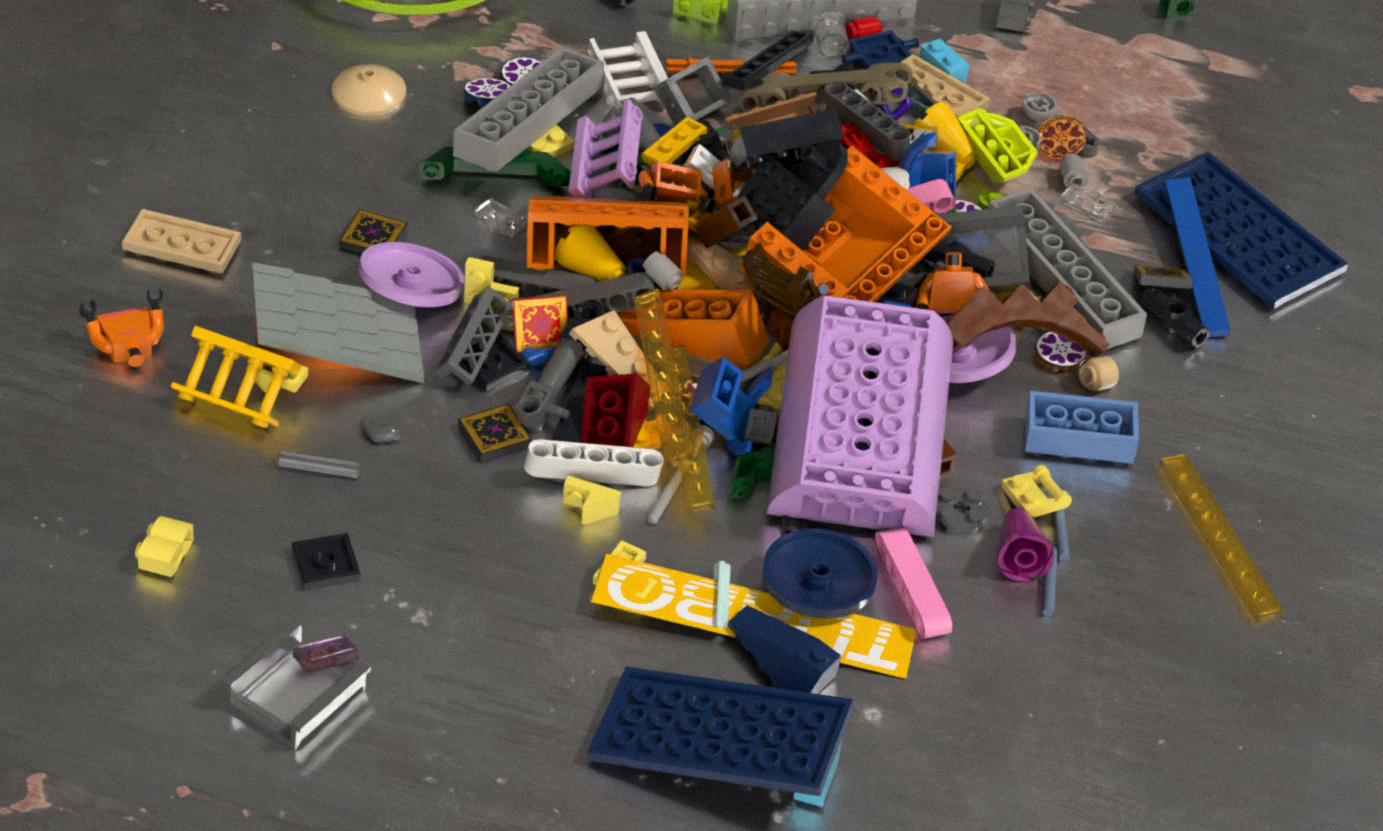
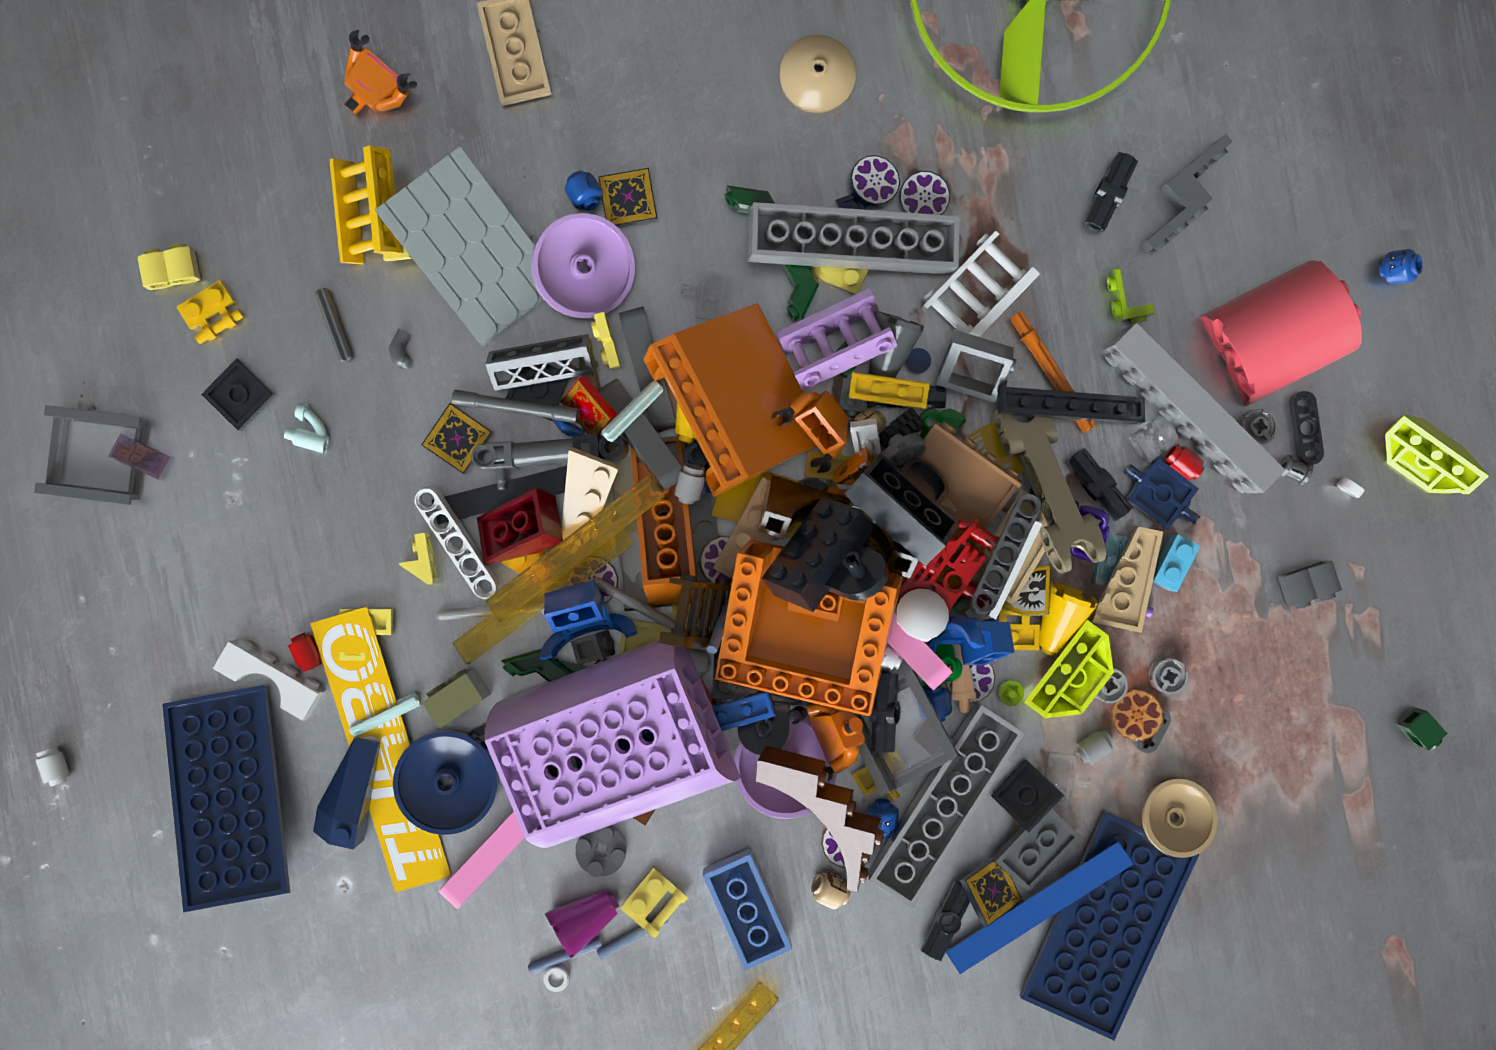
camera: 65 degrees right, 45 degrees up
(221, 543) = (205, 306): none -> yellow plate
(344, 251) = (583, 190): none -> blue head
(414, 524) = (308, 439): none -> light aqua plant
(470, 400) = (556, 412): none -> dark grey piece
(568, 286) = (632, 411): none -> light aqua axle
(616, 622) = (305, 652): none -> red brick
(652, 646) = (297, 694): none -> white arch
(742, 523) = (461, 694): none -> olive brick
(1069, 597) = (556, 978): none -> white tile
(1091, 218) = (1027, 795): none -> black tile
(1140, 236) = (1033, 854): none -> dark grey plate
(1167, 144) = (1194, 818): none -> tan dish

